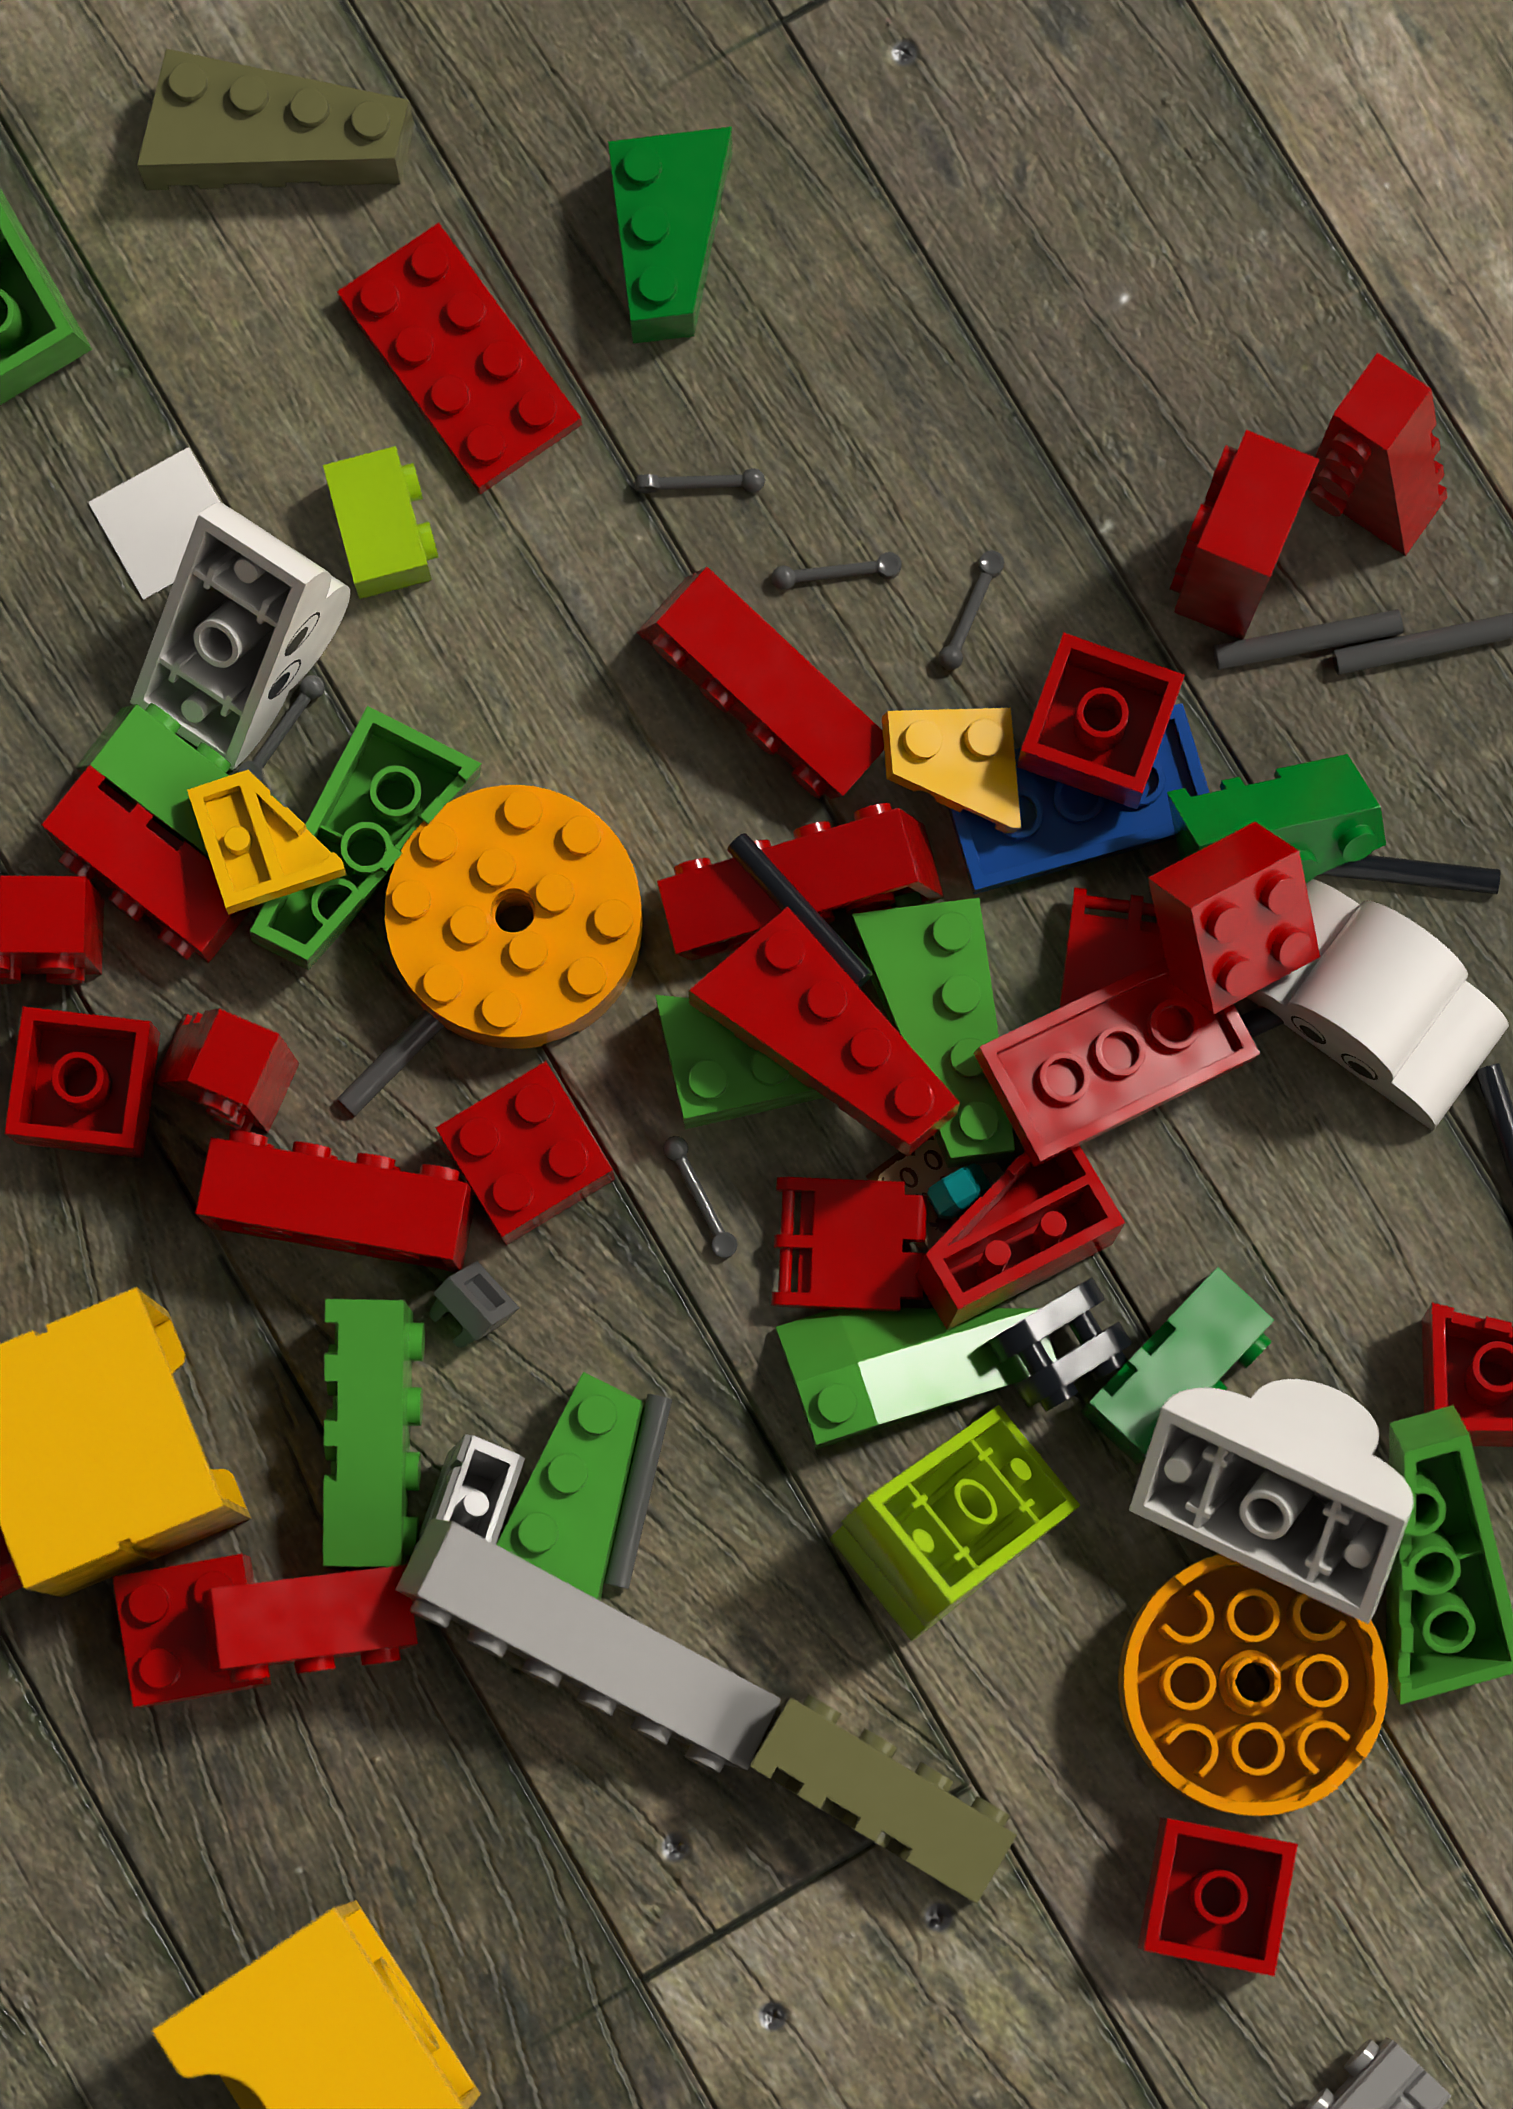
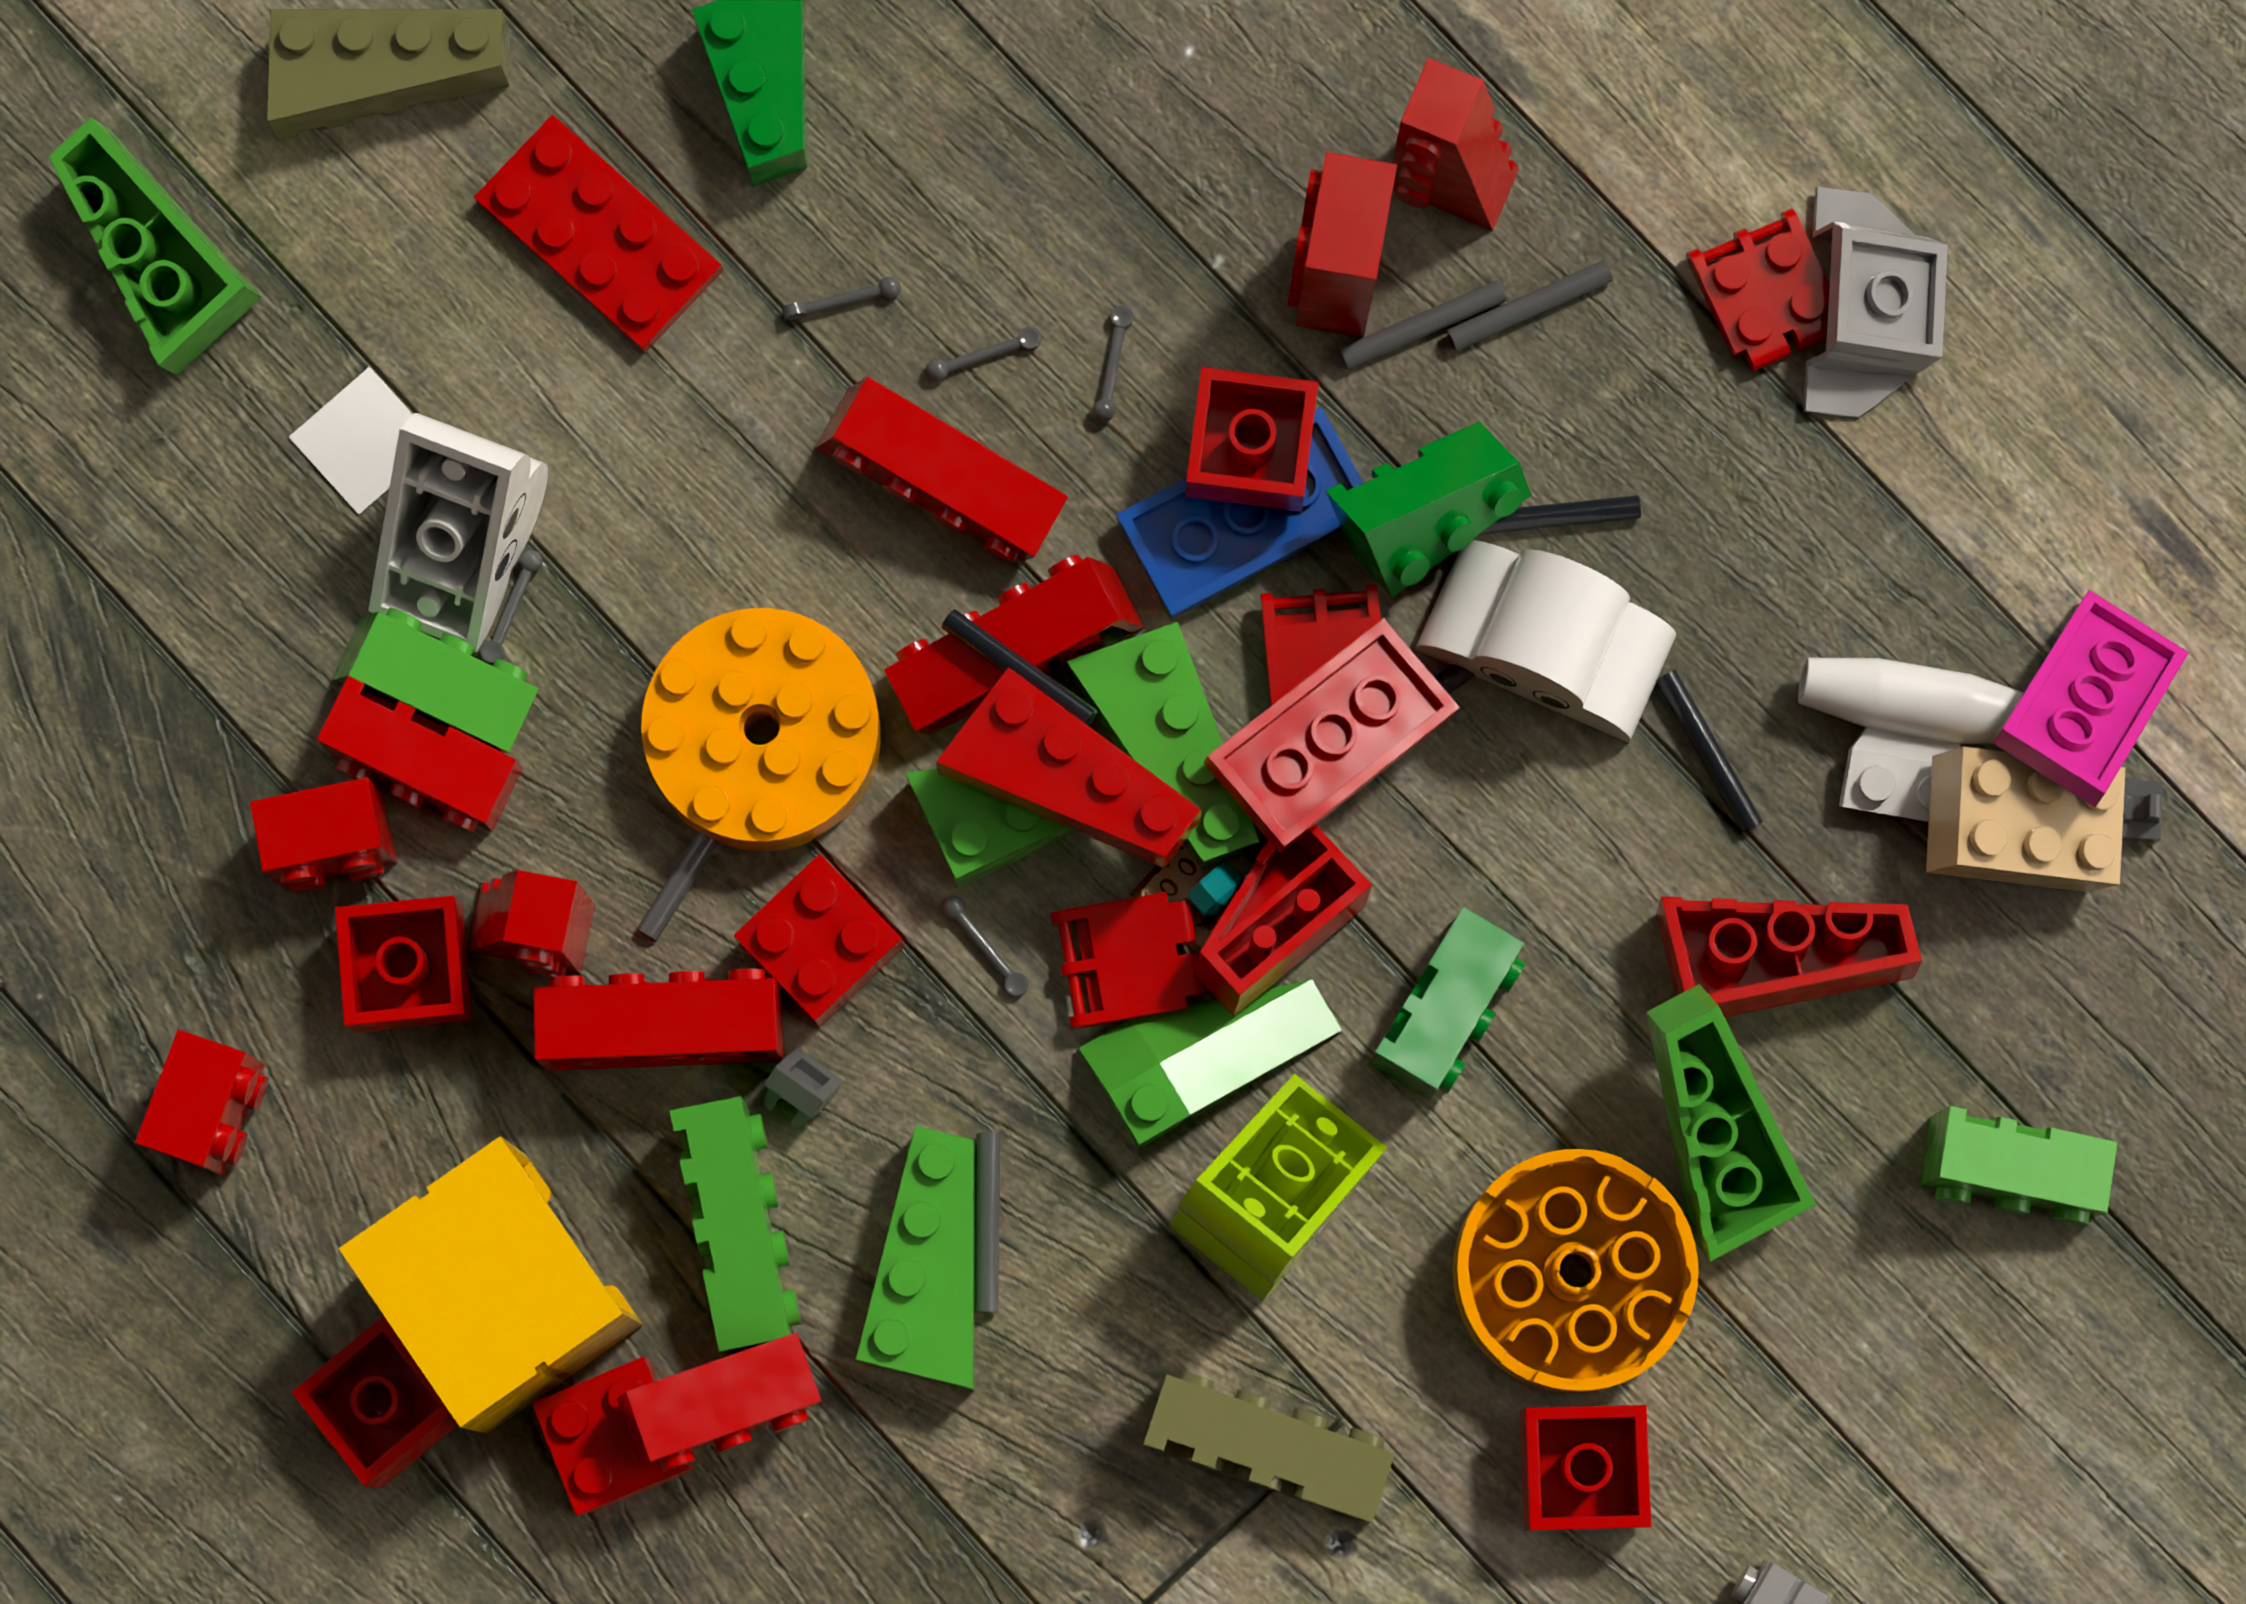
camera: 15 degrees left, 0 degrees up
(257, 843) = (516, 713): yellow wing -> none
(367, 812) = (601, 687): bright green wedge -> none
(379, 523) = (559, 398): lime brick -> none
(475, 1487) = (837, 1276): light grey brick -> none
(586, 1644) = (973, 1368): light grey brick -> none
(957, 758) = (1130, 500): yellow wing -> none
(1051, 1380) = (1337, 1040): black brick -> none
(1234, 917) = (1410, 590): red brick -> none
(1280, 1487) = (1561, 1091): white brick -> none

